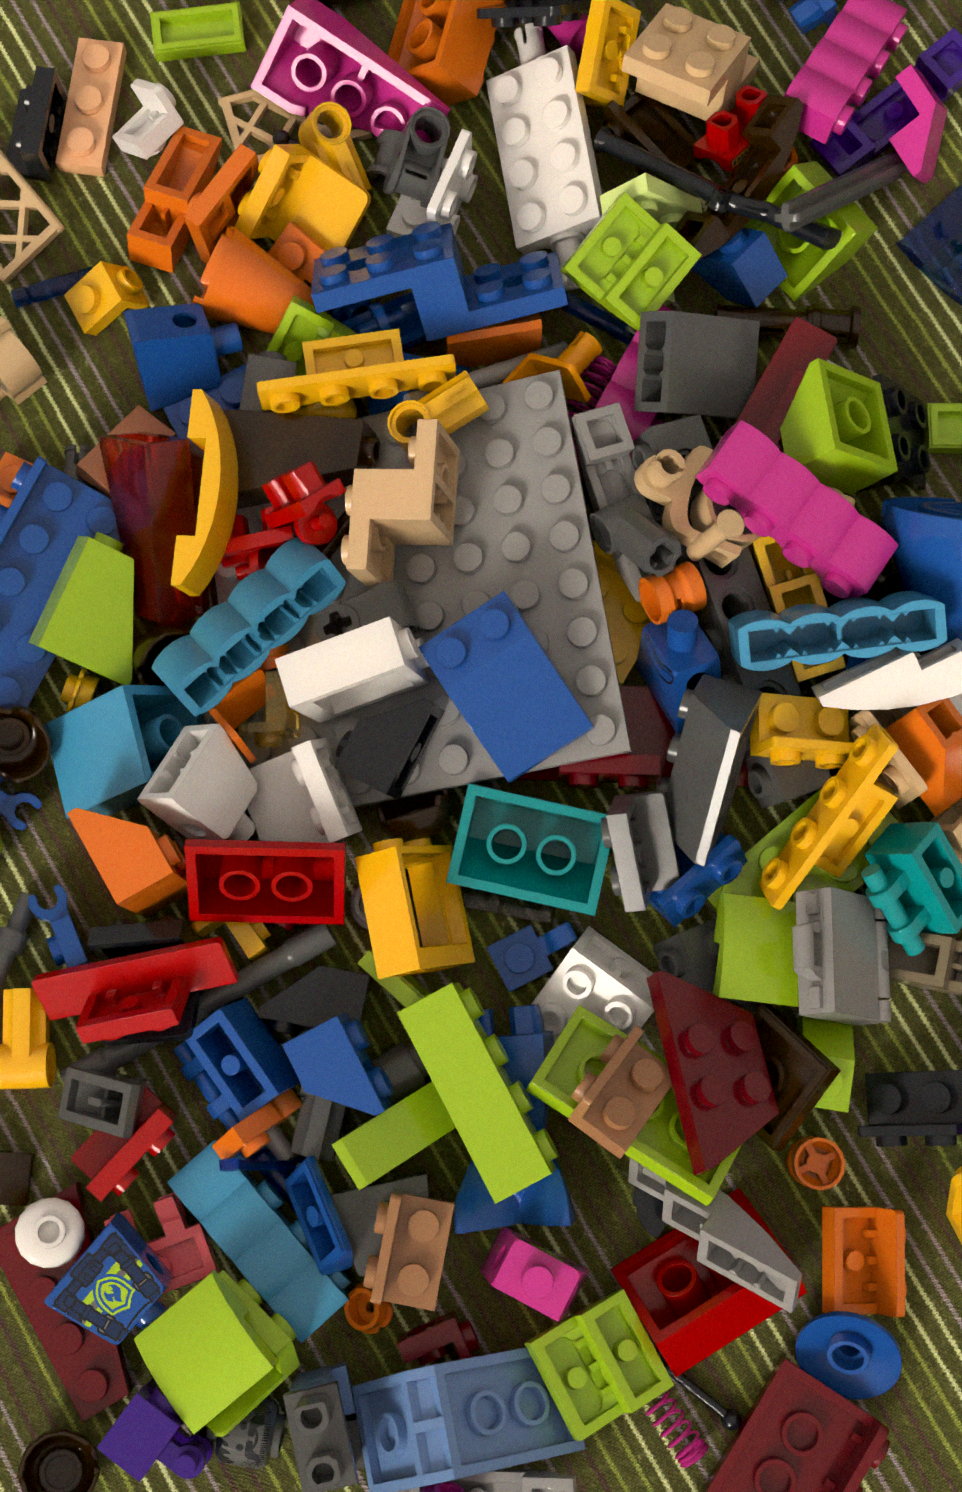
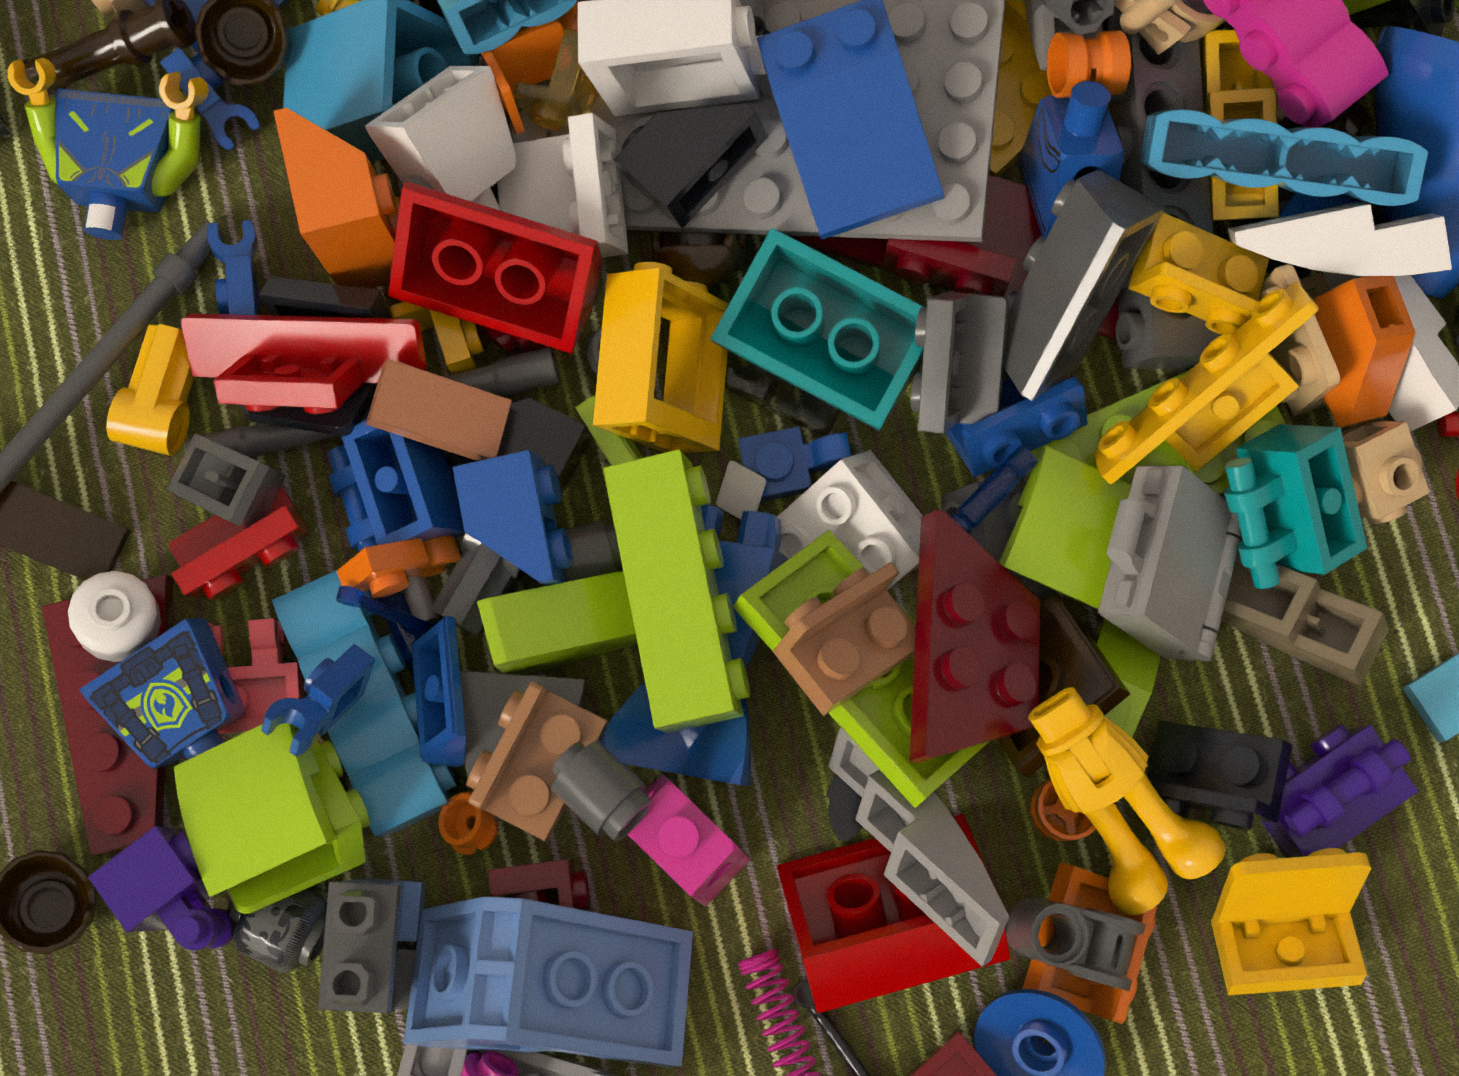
camera: 20 degrees right, 0 degrees up
(238, 1244) = (331, 693): none -> blue plate
(256, 1002) = (438, 411): none -> nougat tile
(468, 1262) = (600, 790): none -> dark grey brick
(500, 988) = (740, 490): none -> white sticker
(599, 1364) = (727, 968): lime slope -> none
(693, 938) = (994, 489): none -> clear blue wheel
(831, 1135) = (1095, 767): none -> yellow piece
(860, 1266) = (1083, 941): none -> dark grey piece

